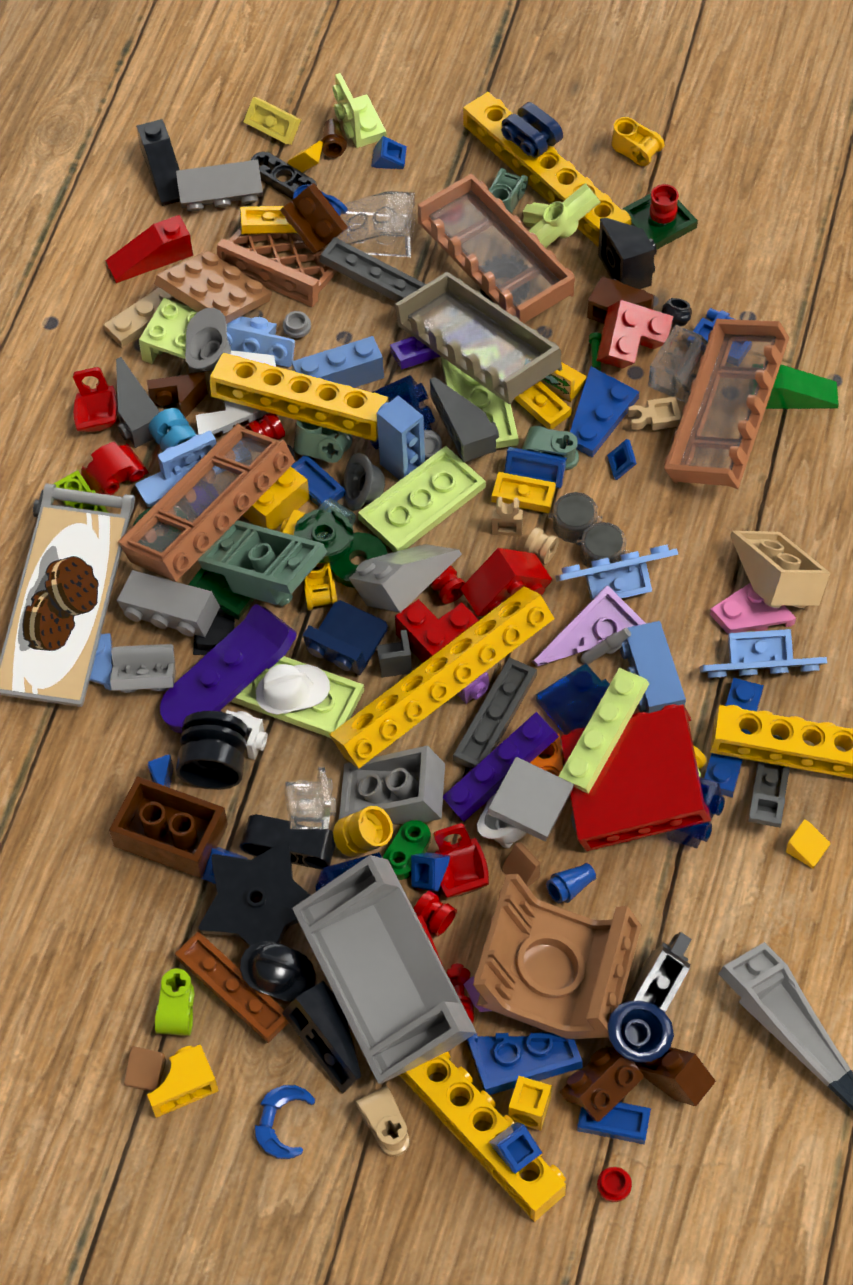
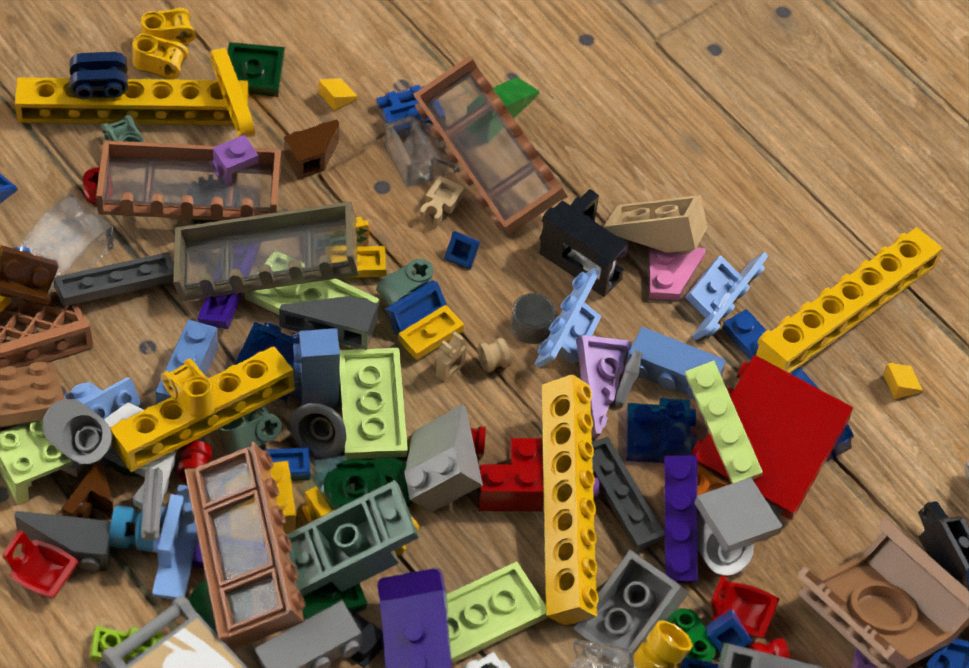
camera: 60 degrees left, 5 degrees down
(112, 466) = (119, 600): red cylinder -> none
(190, 425) = (152, 504): none -> light grey axle
(292, 688) = (477, 613): white piece -> none
(293, 372) = (190, 389): none -> yellow piece
(296, 324) = (104, 368): light grey plate -> none
(346, 637) = (459, 542): dark blue bracket -> none
(395, 657) = (506, 521): dark grey panel -> none
(503, 576) = (512, 401): red brick -> none
(523, 863) = (774, 570): medium nougat slope -> none
(535, 255) = (233, 157): none -> medium lavender bracket
(559, 218) = (204, 105): yellowish green piece -> none
(569, 883) = (815, 550): blue cone -> none
(573, 515) = (487, 316): piece -> none
(594, 340) = (329, 188): green piece -> none
(600, 410) = (398, 229): blue wing -> none
(604, 154) = (157, 55): none -> yellow piece
(607, 207) = (232, 92): none -> yellow beam
(626, 253) = (279, 106): black slope -> none
(627, 328) = (355, 159): brick -> none
(663, 203) = (254, 52): red wheel -> none
(679, 310) = (360, 120): black piece -> none
(691, 281) = (336, 93): none -> yellow slope
(701, 516) = (580, 244): none -> black brick
(769, 793) = (844, 374): dark grey slope -> none

